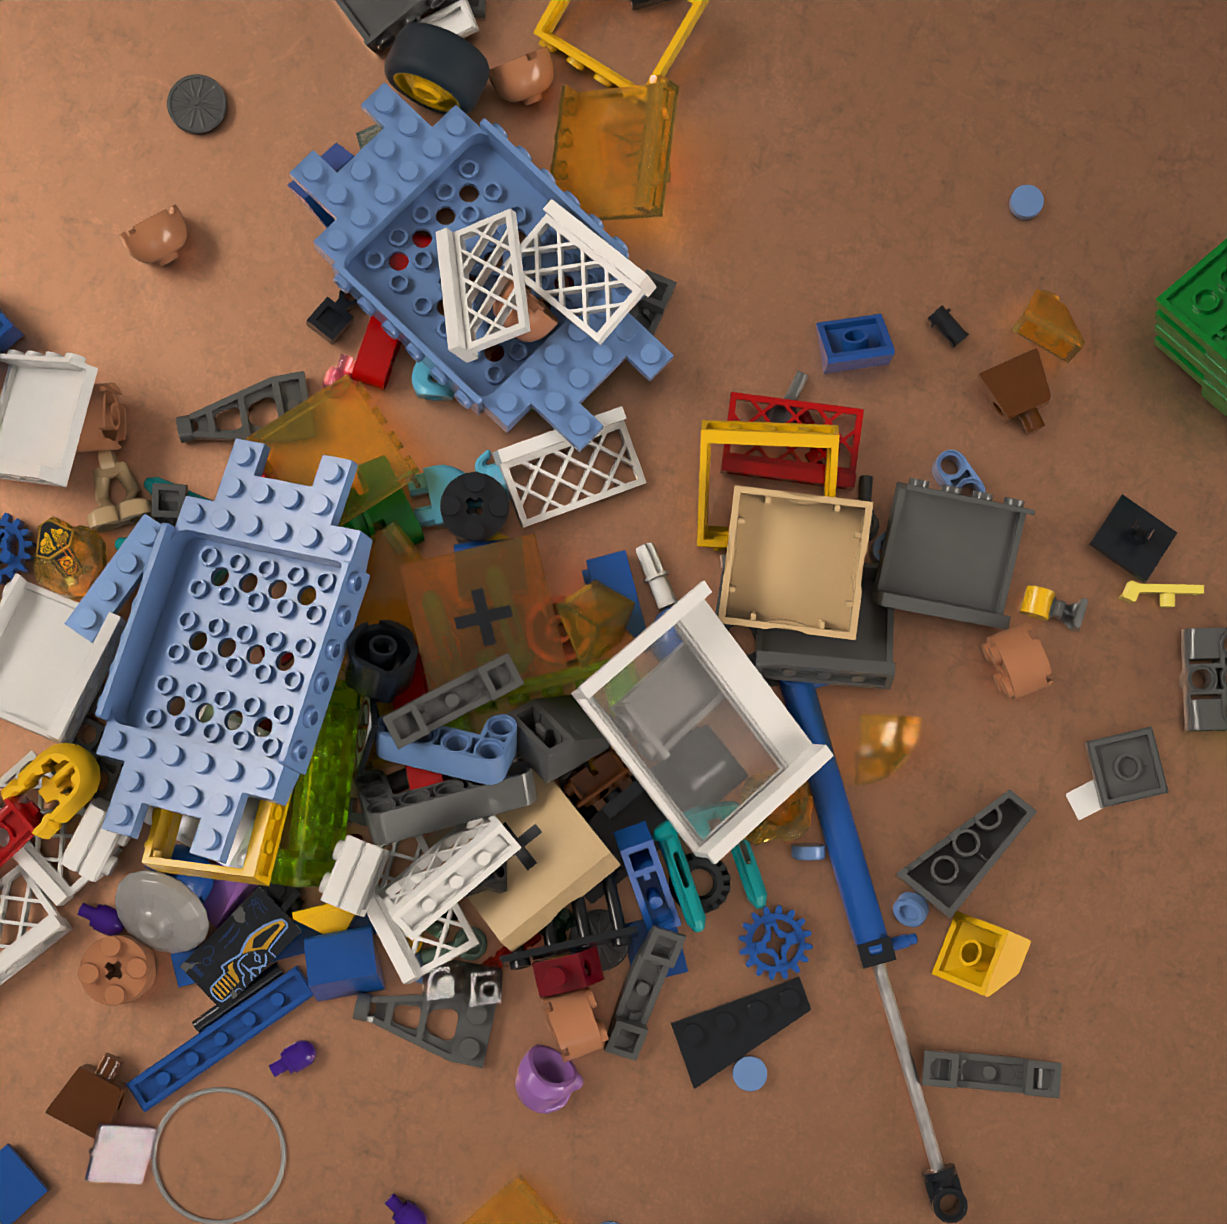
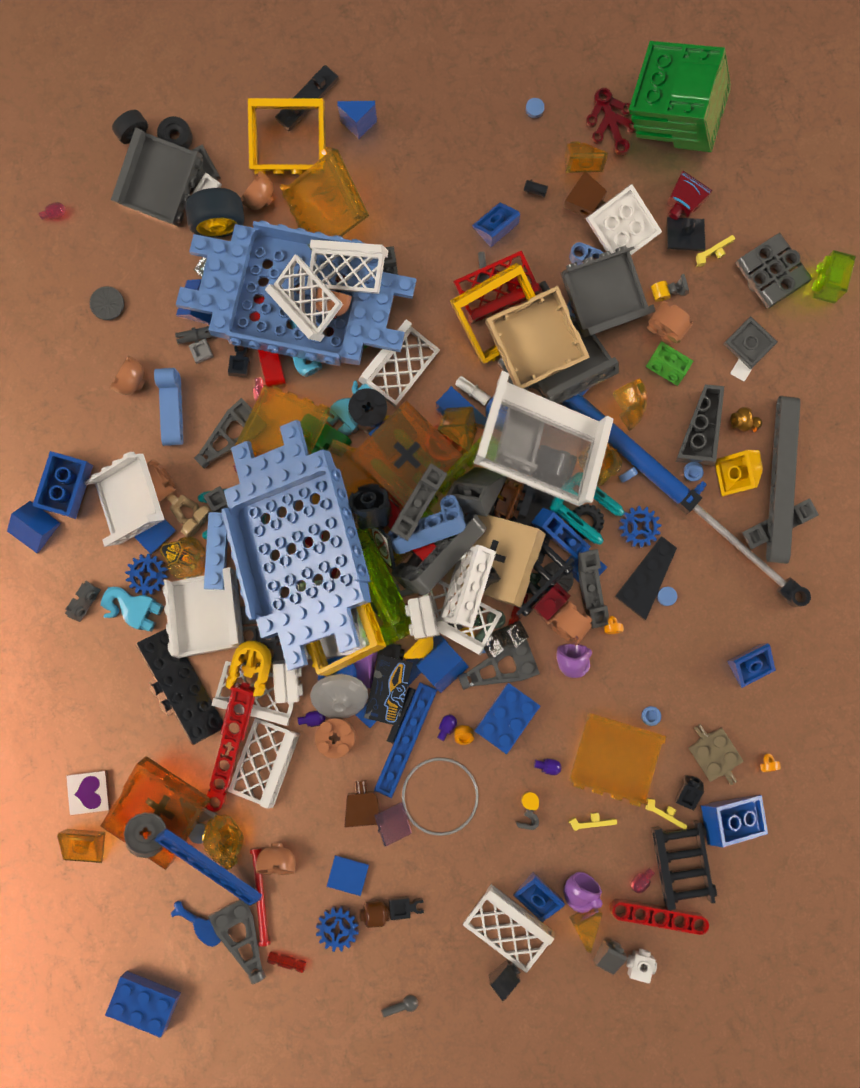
camera: 30 degrees left, 0 degrees up
(45, 501) = (155, 536): none -> blue piece
(191, 318) = (170, 400): none -> medium blue beam
(289, 230) = (193, 335): none -> dark grey pin
(290, 262) = (201, 351): none -> light grey tile
(311, 1086) = (464, 735): none -> light orange tile
(389, 1104) = (507, 718): none -> blue brick
(636, 1071) = (613, 627): none -> light orange tile
(746, 52) = (357, 116): none -> blue slope
(980, 721) = (669, 363): none -> bright green bracket
(1038, 880) = (744, 420): none -> pearl gold animal
(1038, 1009) = (783, 480): none -> dark grey beam
(1047, 463) = (624, 222): none -> white plate
(1131, 289) = (610, 118): none -> dark red plant
(1171, 482) = (687, 196): none -> dark red torso

